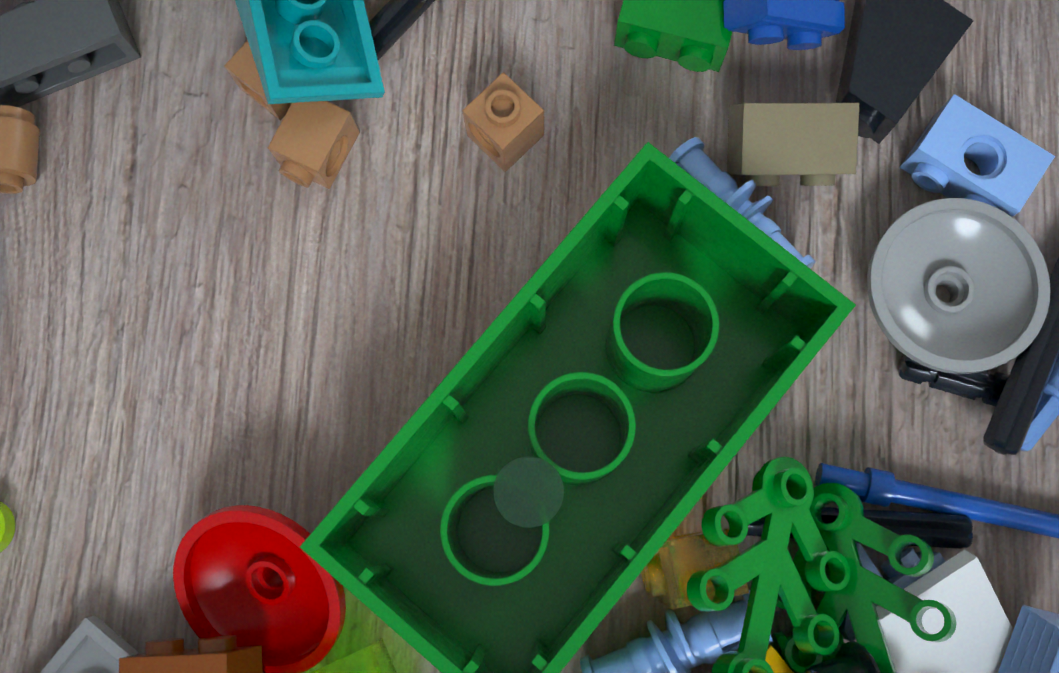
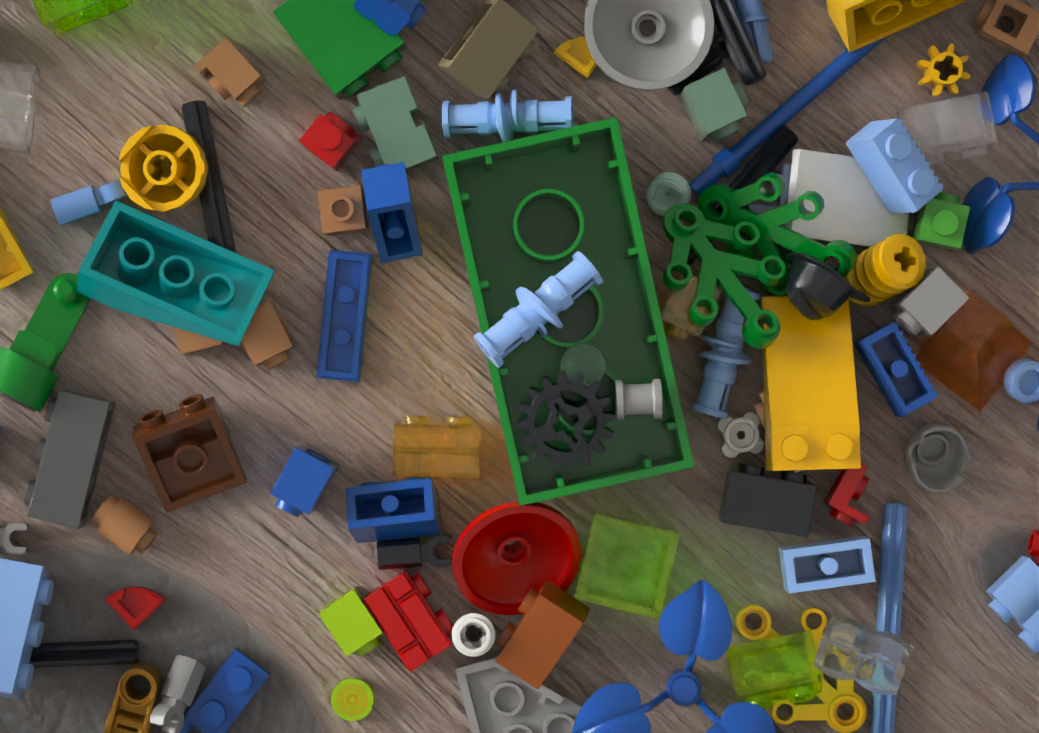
camera: 55 degrees left, 10 degrees up
(61, 463) = (351, 623): none -> lime brick
(108, 524) = (409, 618): none -> red brick
(130, 155) = (188, 452): none -> reddish brown plate
(133, 609) = (473, 646): none -> white cone
(176, 288) = (303, 481): none -> blue brick
(188, 468) = (410, 553): none -> black bar
(217, 411) = (393, 510): none -> blue brick
(322, 410) = (436, 449): none -> clear yellow brick
(396, 211) = (344, 315): none -> blue tile
(417, 509) = (548, 430): none -> black gear
(540, 163) = (392, 212): none -> blue brick
(541, 595) = (638, 399): none -> light grey bush
(559, 381) = (538, 308): none -> light blue piece
(566, 58) = (331, 140): none -> red brick
(637, 98) = (388, 114): none -> sand green brick
(794, 441) = (667, 191): none -> light aqua tile
(853, 244) = (577, 56): none -> yellow tile
(938, 421) = (715, 106): none -> sand green brick

